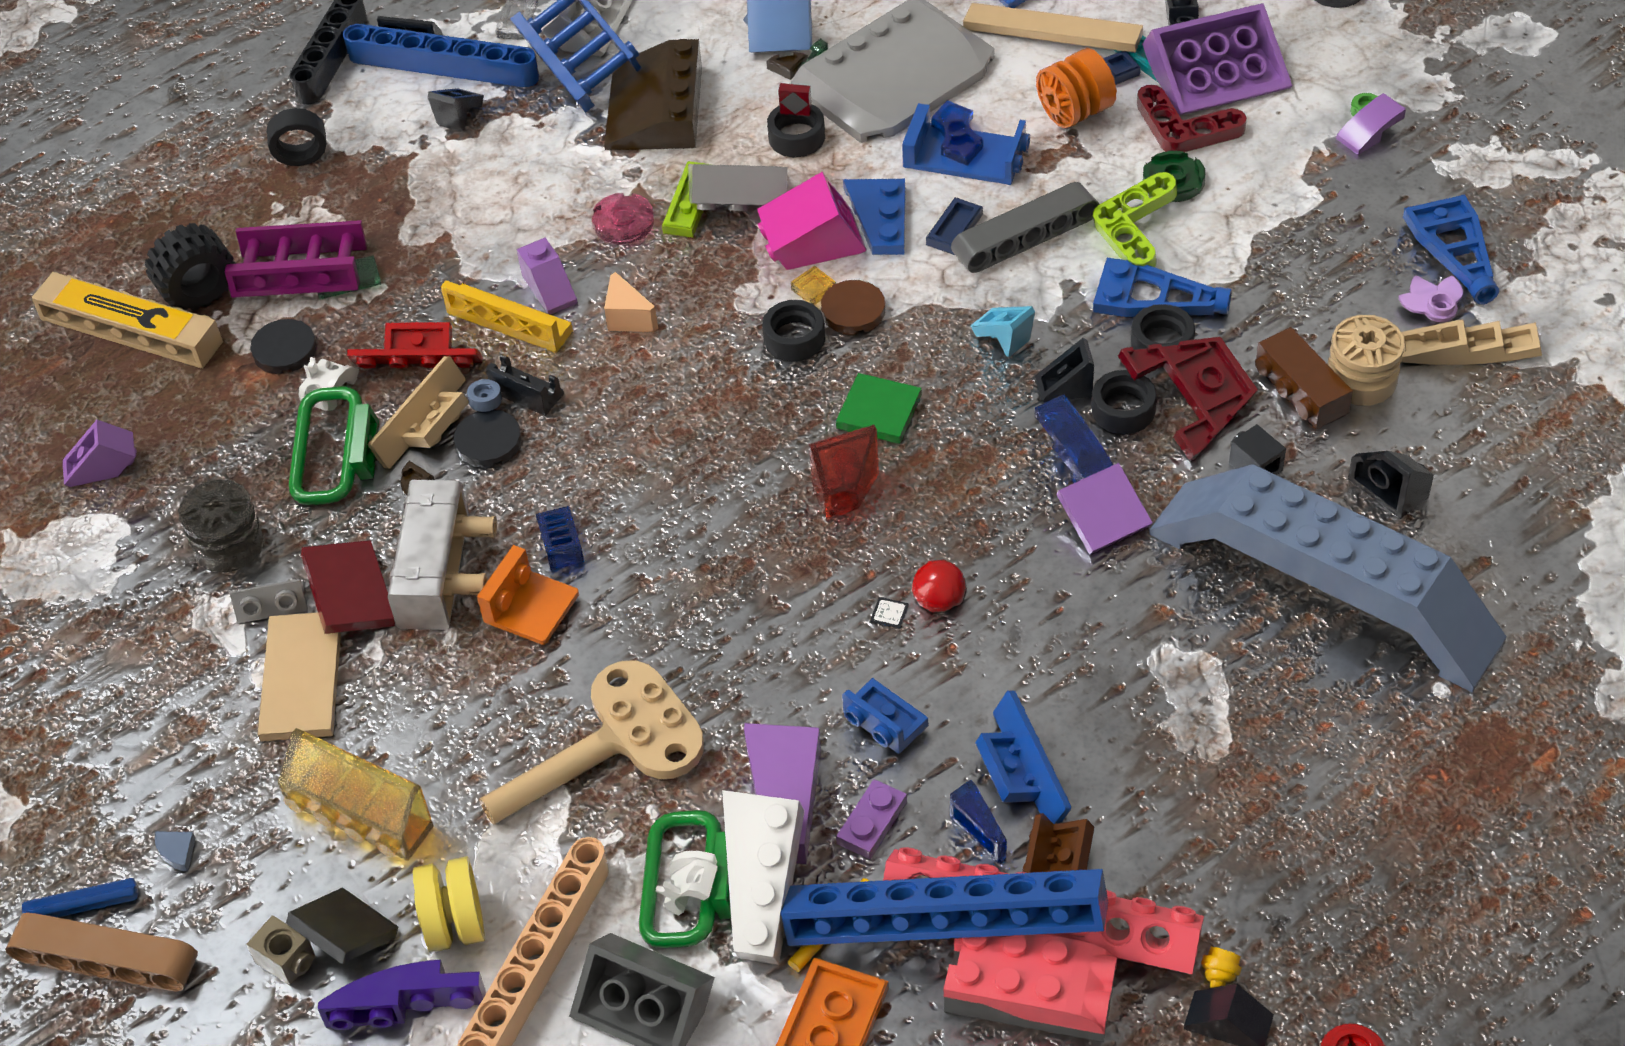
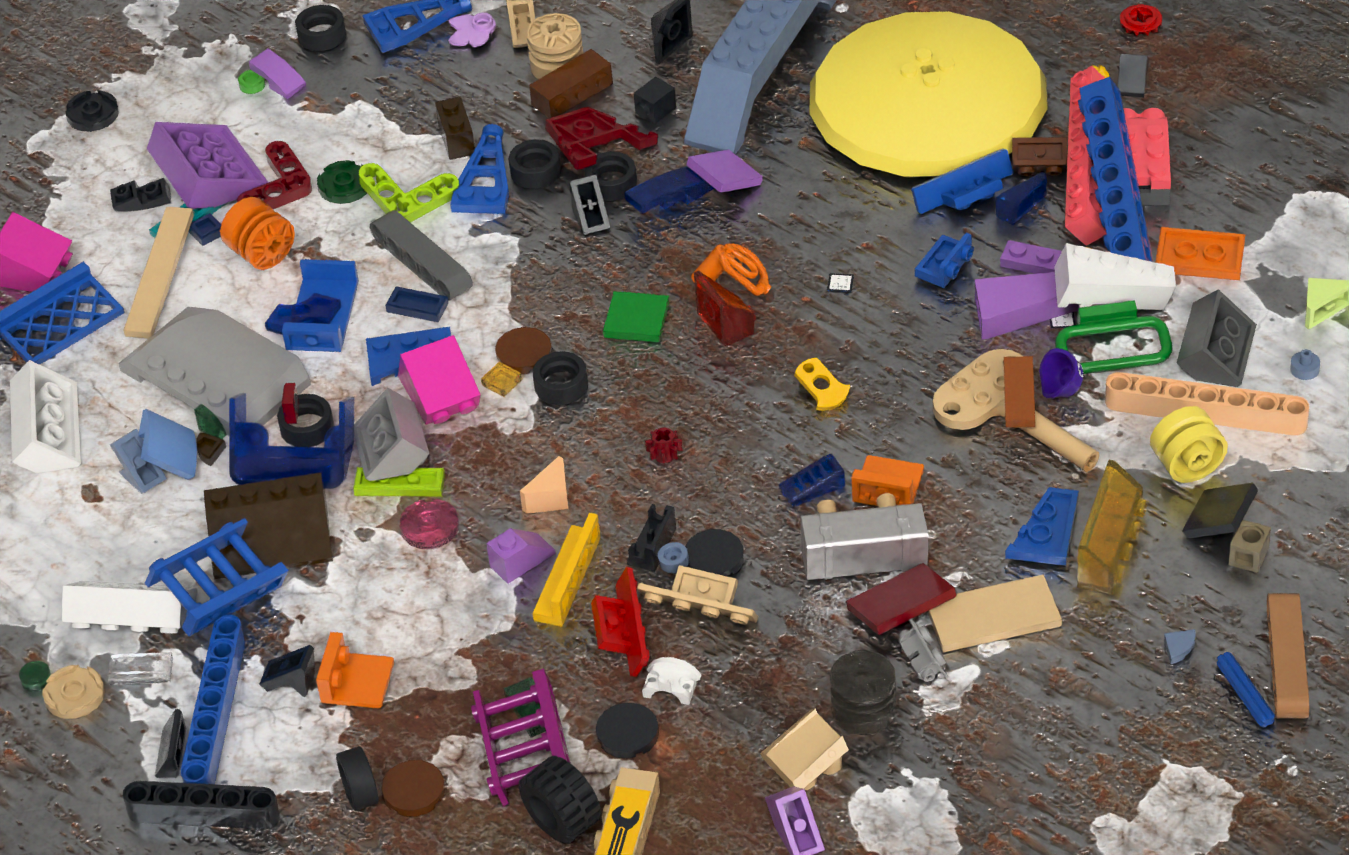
camera: 100 degrees left, 5 degrees down
(177, 475) = (806, 751): none -> tan slope
(287, 188) = (413, 788): none -> reddish brown tile
(357, 456) = (747, 627): green bar -> none
(386, 994) = (1263, 470): dark purple slope -> none
(398, 746) = (1049, 529): none -> blue wing
(413, 472) = (771, 594): dark brown tile -> none
(438, 146) = (352, 677): none -> orange bracket
(605, 740) = (1019, 391): none -> dark orange tile
(628, 804) = (1060, 374): none -> dark purple helmet
(656, 406) = (663, 445): none -> dark red gear
(688, 567) = (828, 398): none -> yellow piece
(691, 876) = (1123, 327): white piece -> none
(738, 122) = (256, 461): none -> clear blue windscreen
(922, 473) = (723, 257): none -> orange piece
(939, 586) = (814, 251): red hair -> none
(1008, 324) = (543, 241): medium azure slope -> none
(1222, 755) = (926, 93): none -> light yellow container
(1237, 263) = (455, 128): none -> dark brown brick
(1450, 177) = (319, 15): none -> black tyre

